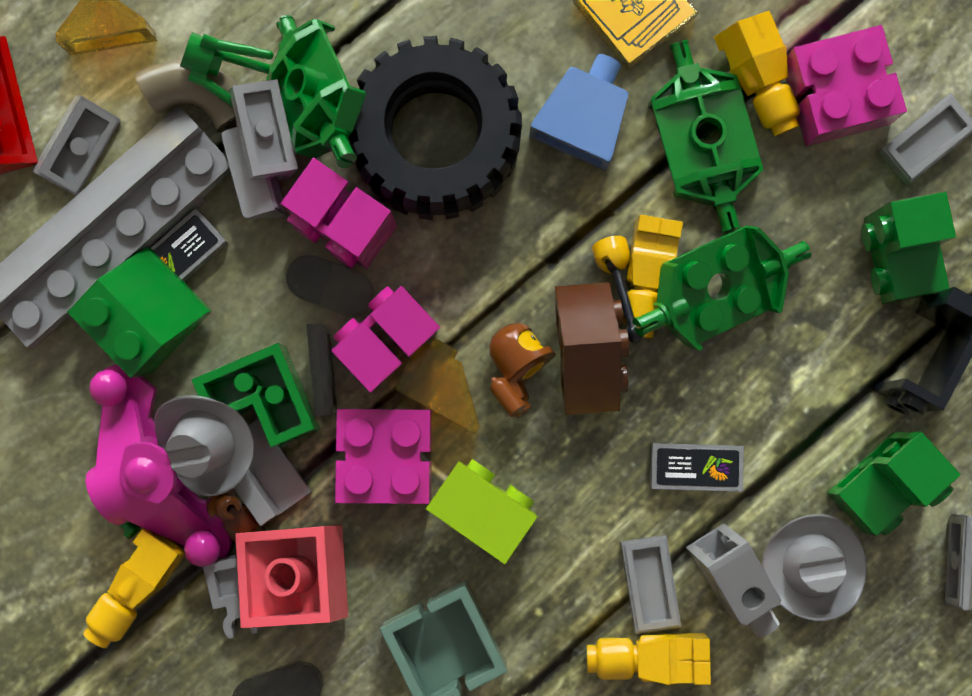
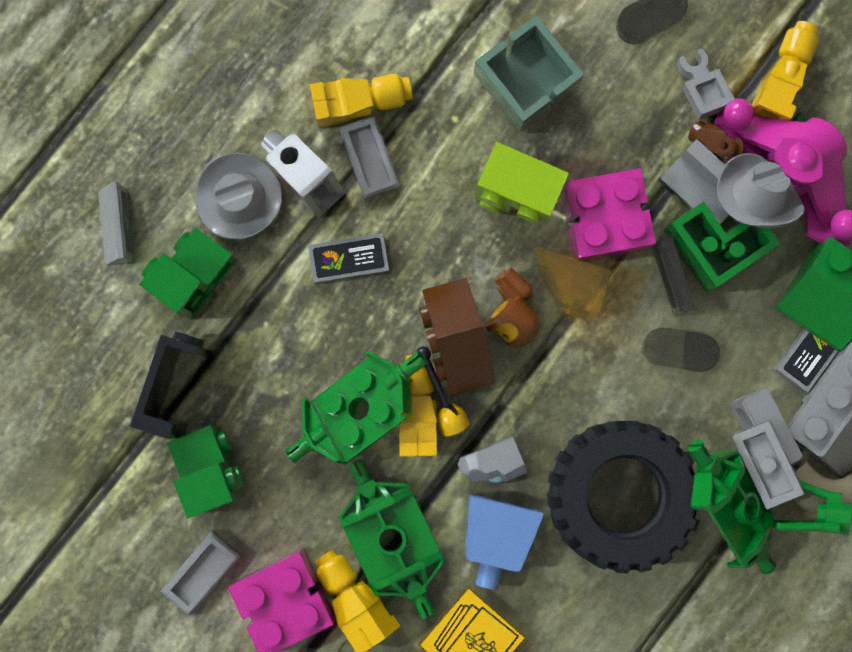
camera: 170 degrees right, 0 degrees up
(291, 576) = (661, 105): coral slope -> none
(348, 222) = (694, 406): dark pink piece -> none
(364, 351) = (621, 316): dark pink piece -> none
(573, 197) = (494, 462): none -> light grey rock

